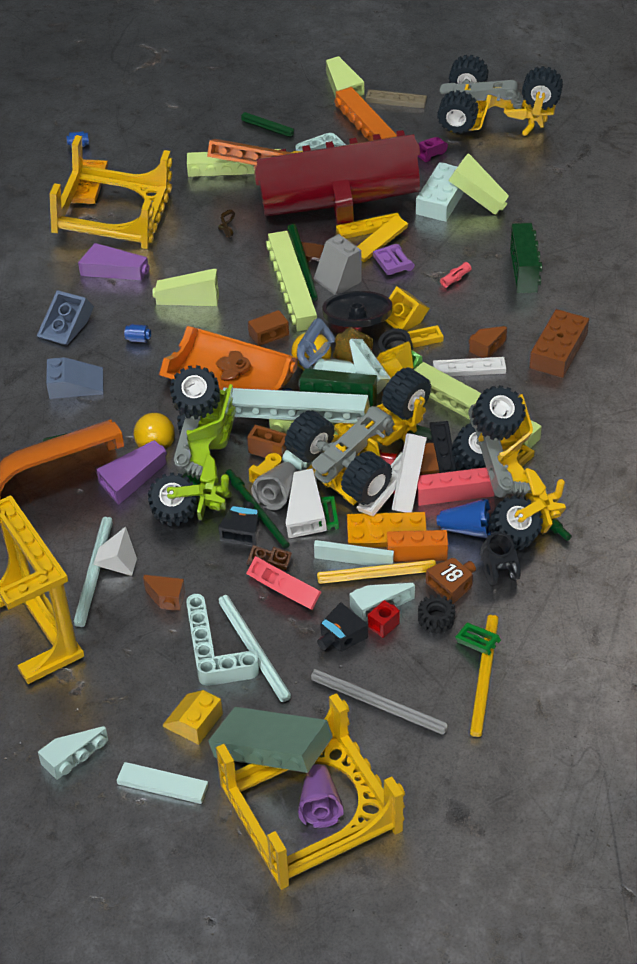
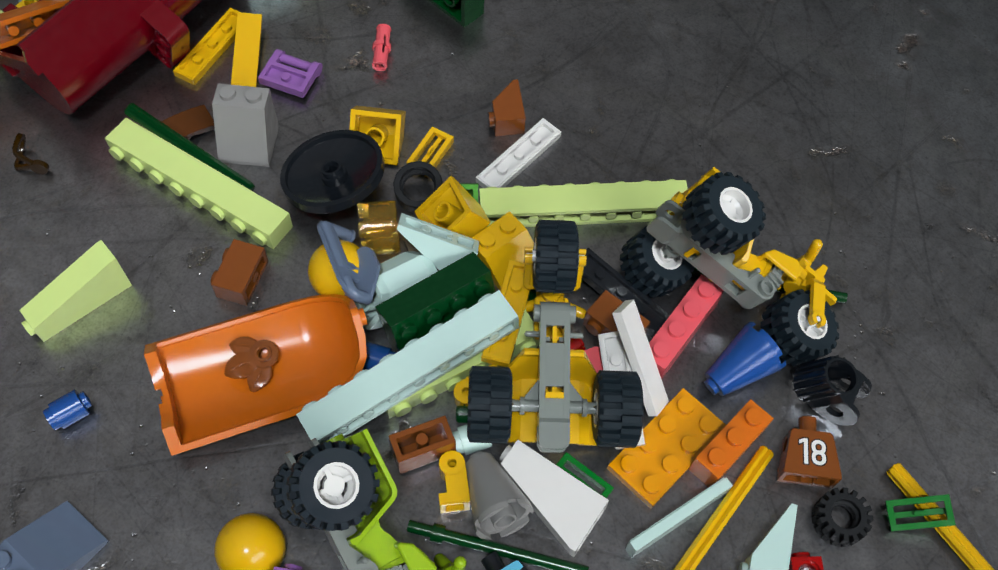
camera: 50 degrees left, 15 degrees up
(559, 343) = (583, 62): dark orange brick -> none

